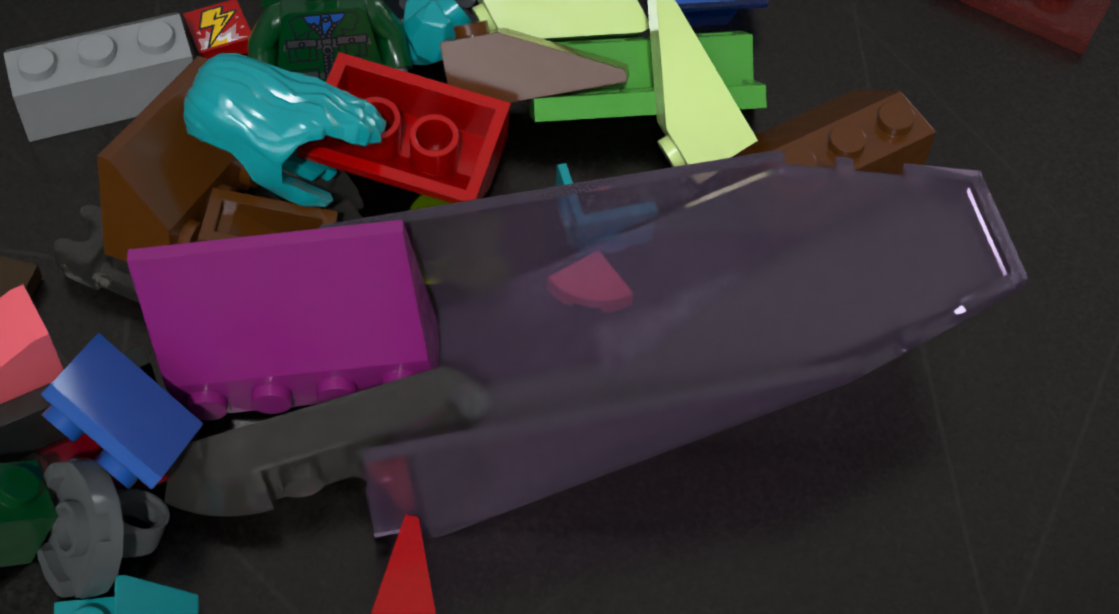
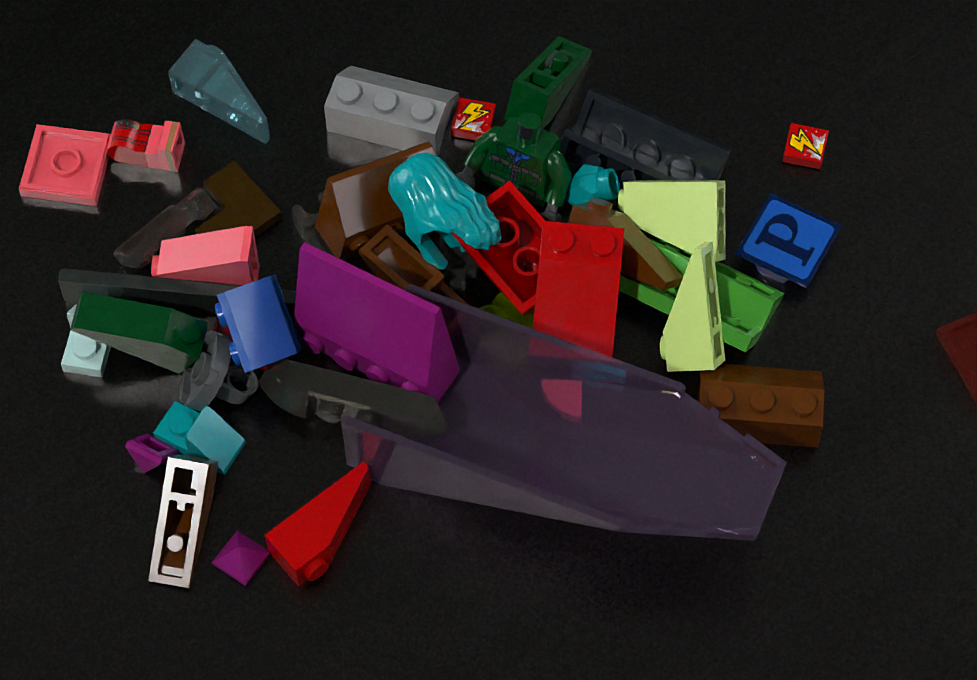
camera: 40 degrees right, 5 degrees up
(523, 111) = (579, 284): none -> red slope

